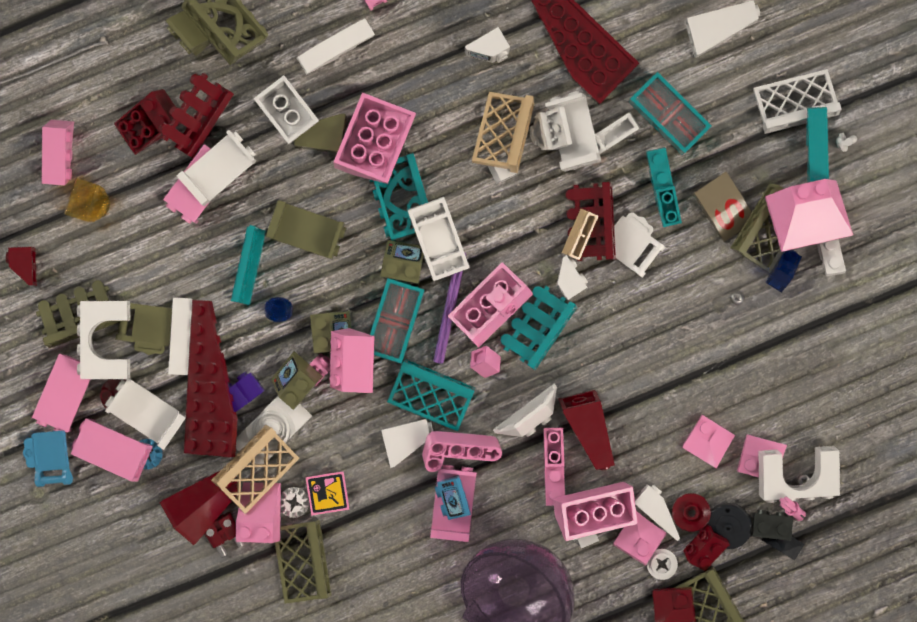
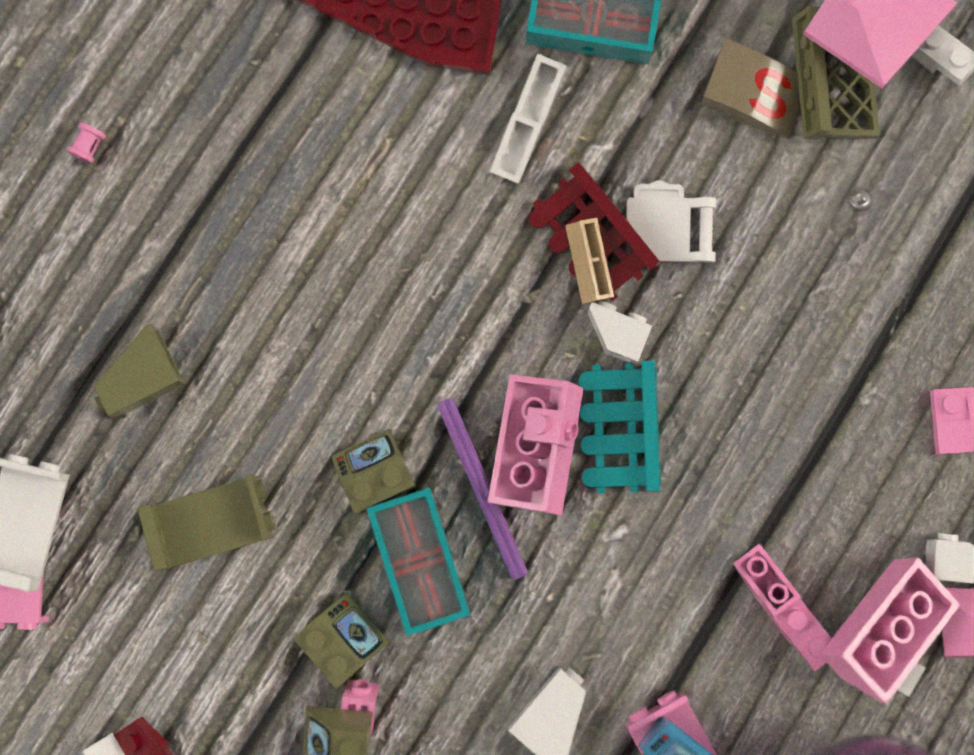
camera: 30 degrees left, 5 degrees down
(248, 265) = (158, 629): teal fence -> none
(278, 309) = (244, 661): clear blue plate -> none
(286, 109) = (61, 374): white slope -> none
(335, 46) = (74, 243): white slope -> none
(351, 361) = (397, 662): bright pink slope -> none
(374, 139) = (212, 330): bright pink slope -> none
(409, 172) = (296, 341): teal fence -> none
(438, 238) = (399, 403): white slope -> none
(439, 380) = (534, 601): teal fence -> none
(460, 446) = (633, 675): bright pink beam -> none
(485, 361) = (585, 528): bright pink panel -> none
(489, 47) = (285, 97): white slope -> none
(501, 174) = (420, 249): white piece -> none
(518, 138) = (412, 190): tan fence -> none
(530, 415) = (700, 559): white wedge -> none
(551, 130) = (449, 150): white slope -> none
(584, 146) = (481, 130): white panel -> none
(588, 422) = (786, 508): dark red slope -> none
(663, 187) = (654, 122): teal slope -> none
(784, 270) = (897, 118): clear blue slope -> none

